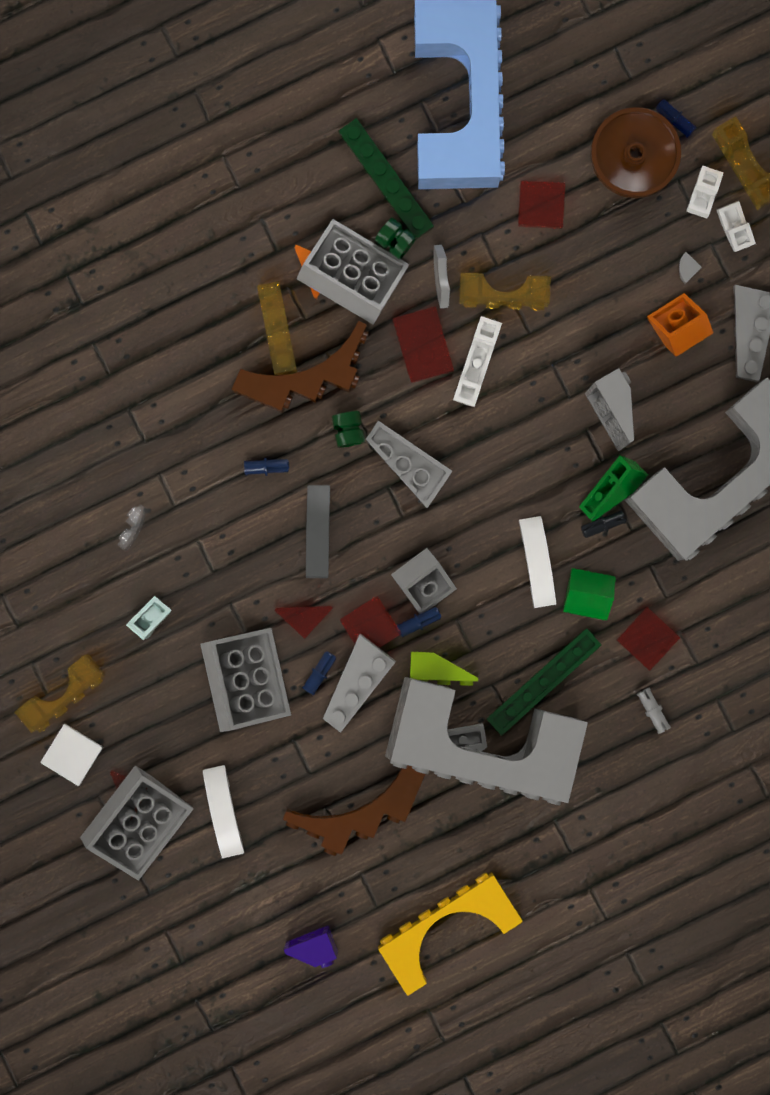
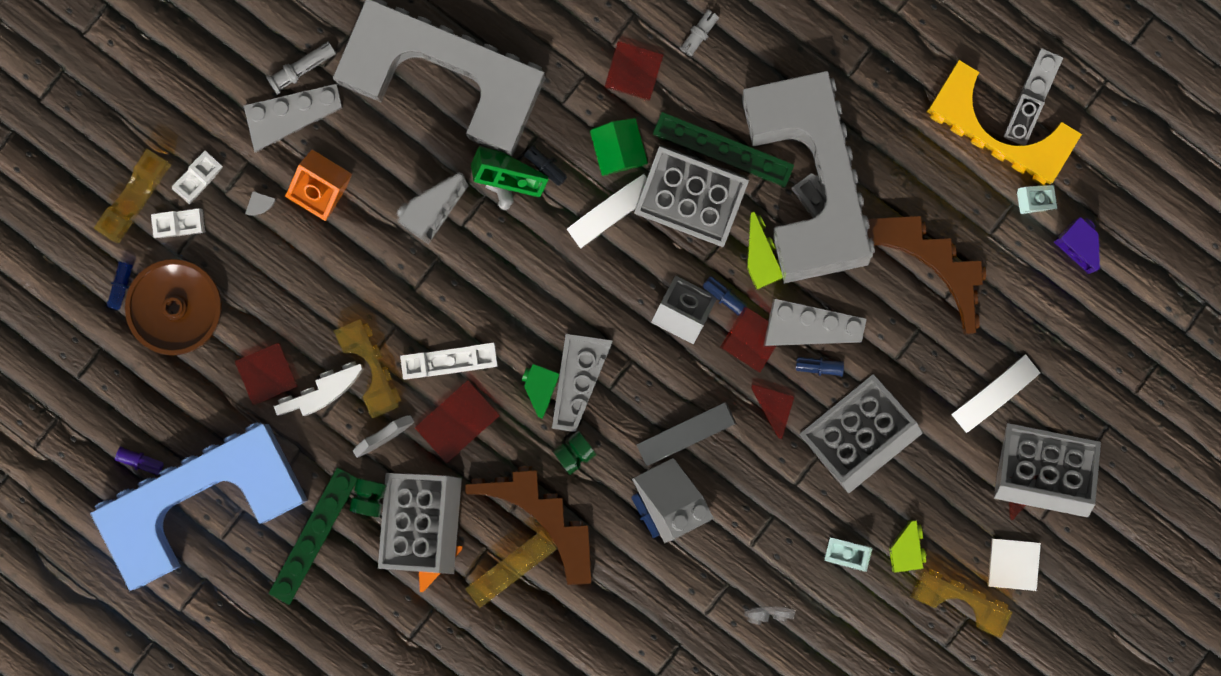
camera: 115 degrees left, 0 degrees up
(129, 669) = (906, 550): none -> lime slope
(267, 491) = (672, 500): none -> light grey slope
(371, 929) = (1036, 199): none -> light aqua slope
(417, 427) = (540, 387): none -> green slope
(460, 969) = (1032, 97): none -> light grey slope
(504, 250) = (330, 388): none -> white slope
(517, 635) = (691, 195): none -> light grey slope
(520, 64) = (139, 461): none -> dark purple axle
(592, 476) = (505, 197): none -> light grey arm

